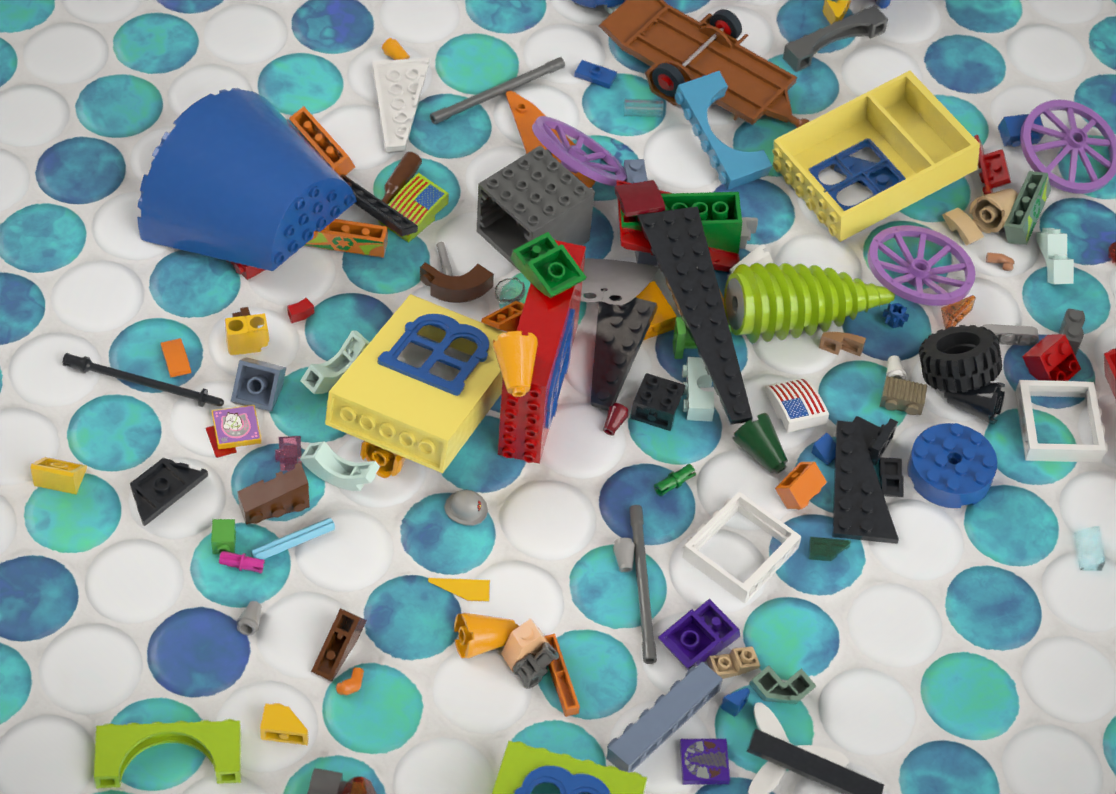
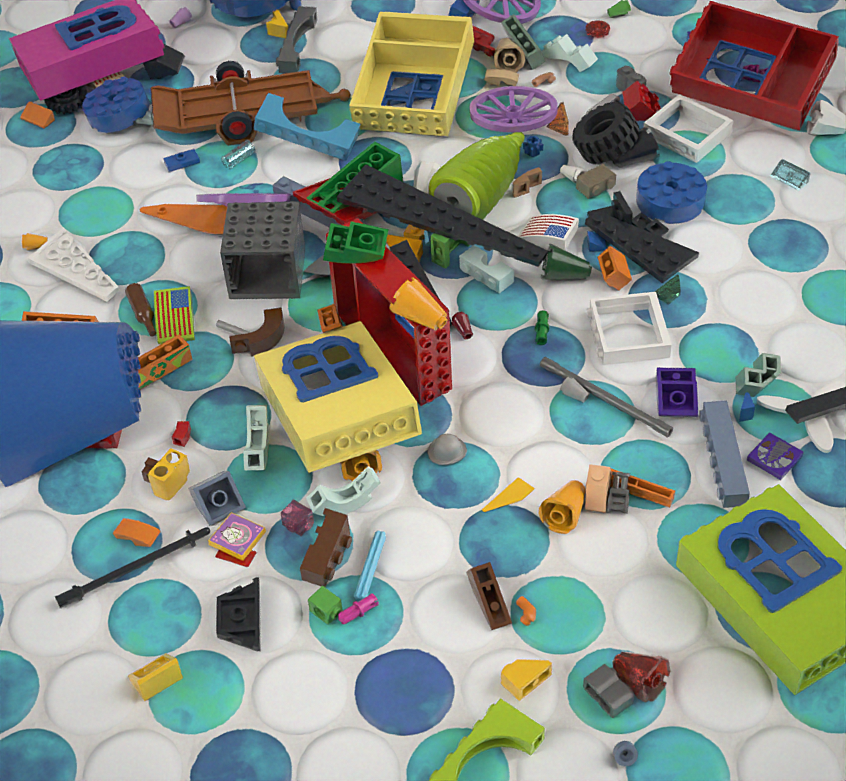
camera: 40 degrees left, 5 degrees down
(249, 619) = (413, 637): light grey cone -> none
(380, 210) = (169, 328): black tile -> none
(447, 112) = (117, 248): dark grey piece -> none
(509, 291) = (303, 310): clear hair -> none
(639, 198) = (324, 187): dark red slope -> none
(657, 401) = (476, 293): black bracket -> none
(733, 664) = (713, 389): tan slope -> none

